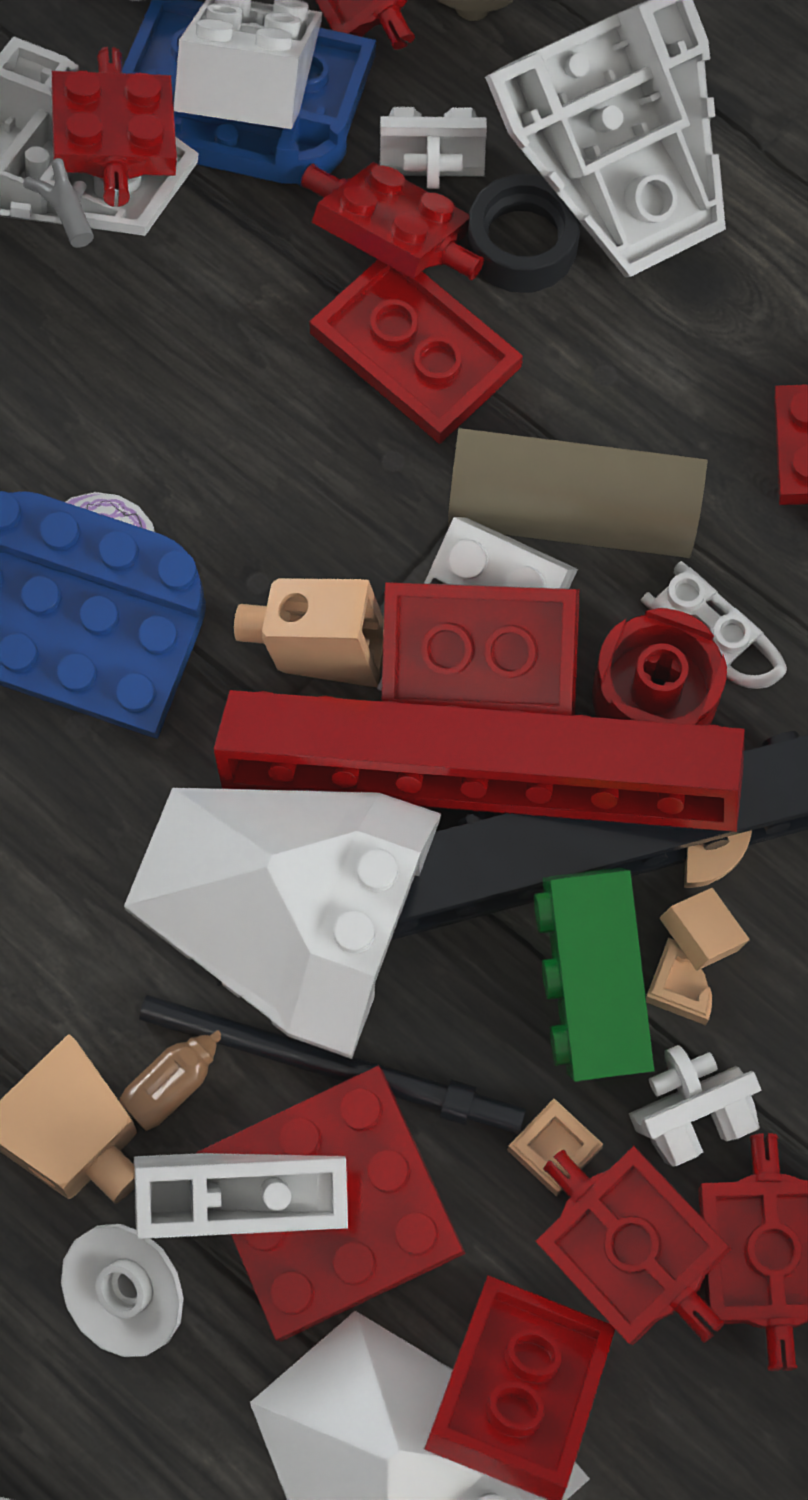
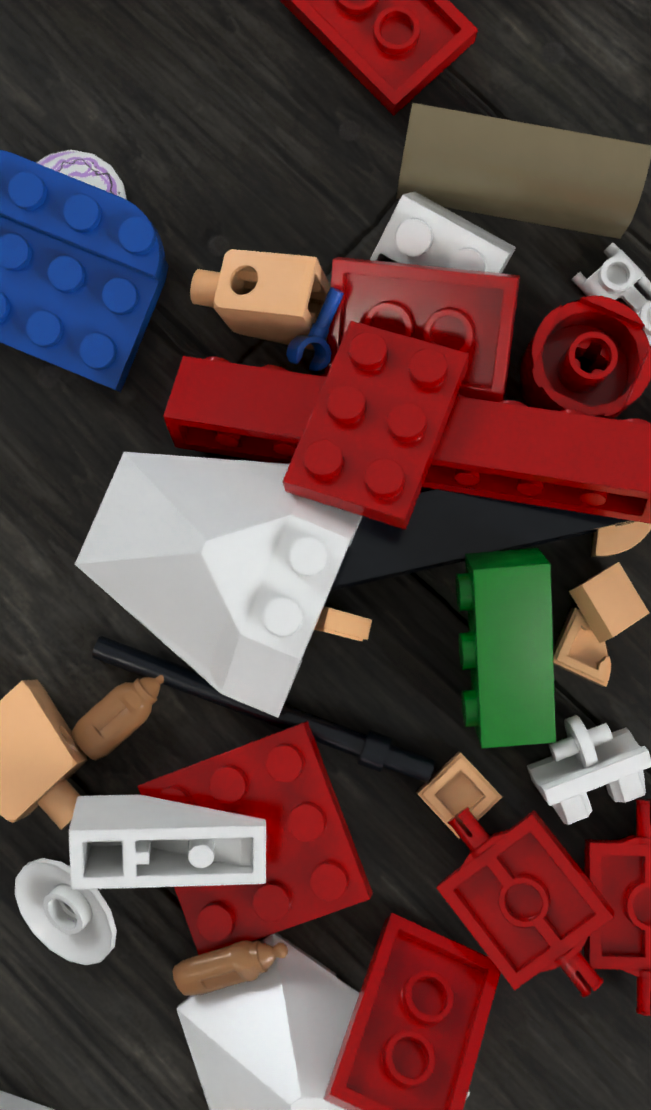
camera: 10 degrees right, 15 degrees up
(304, 1341) = (226, 966): none -> medium nougat piece
(372, 661) = (317, 334): none -> blue hand
(413, 962) = (343, 624): none -> light nougat tile
(440, 740) = (376, 424): none -> red plate

